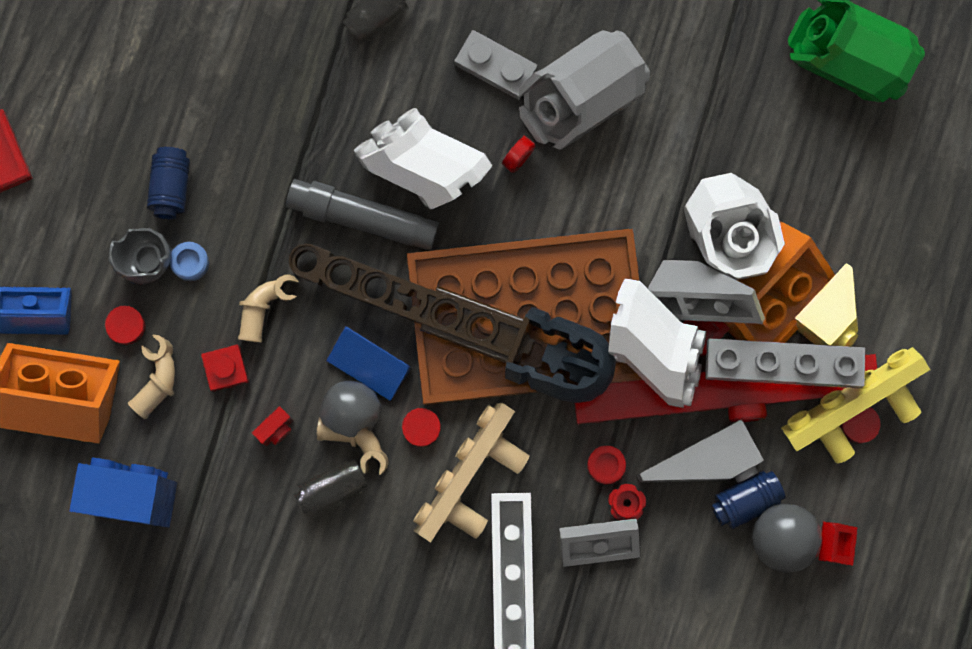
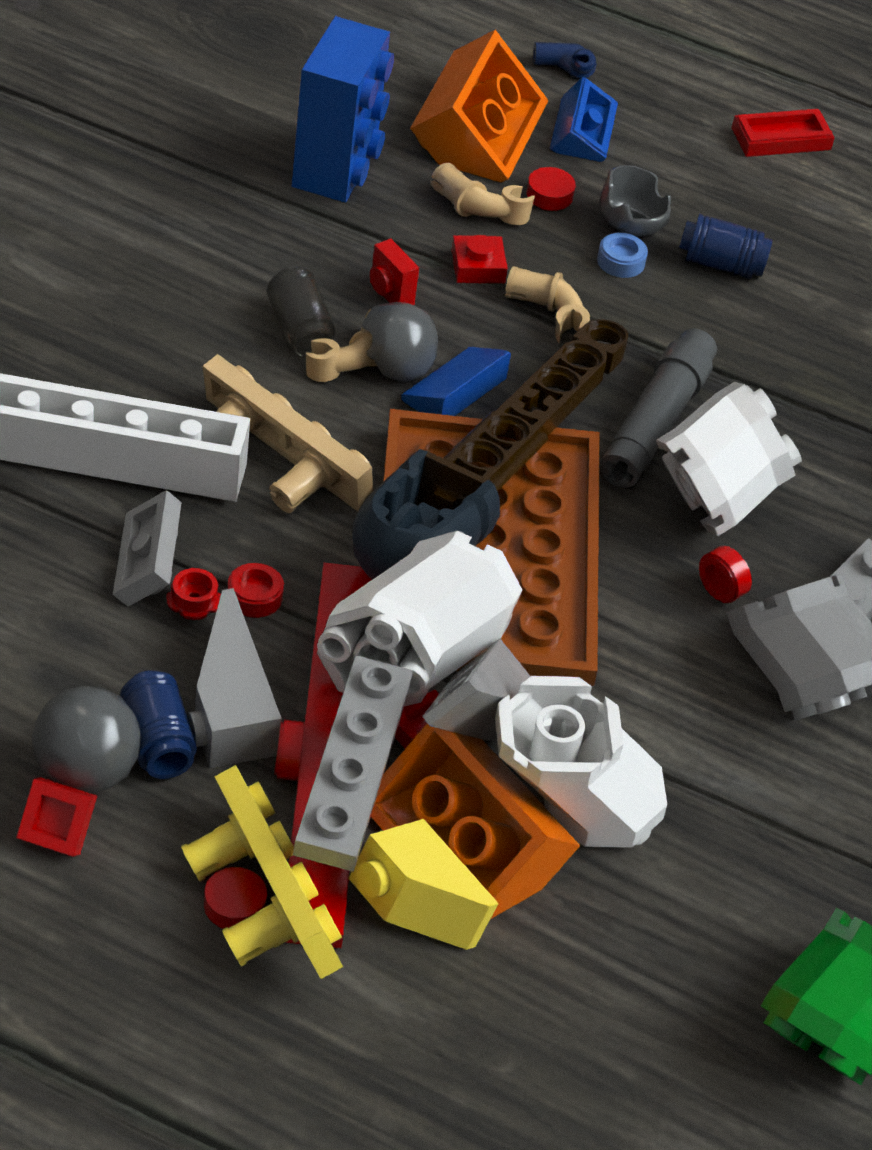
camera: 95 degrees right, 35 degrees down
(421, 427) = (358, 415): red tile -> none

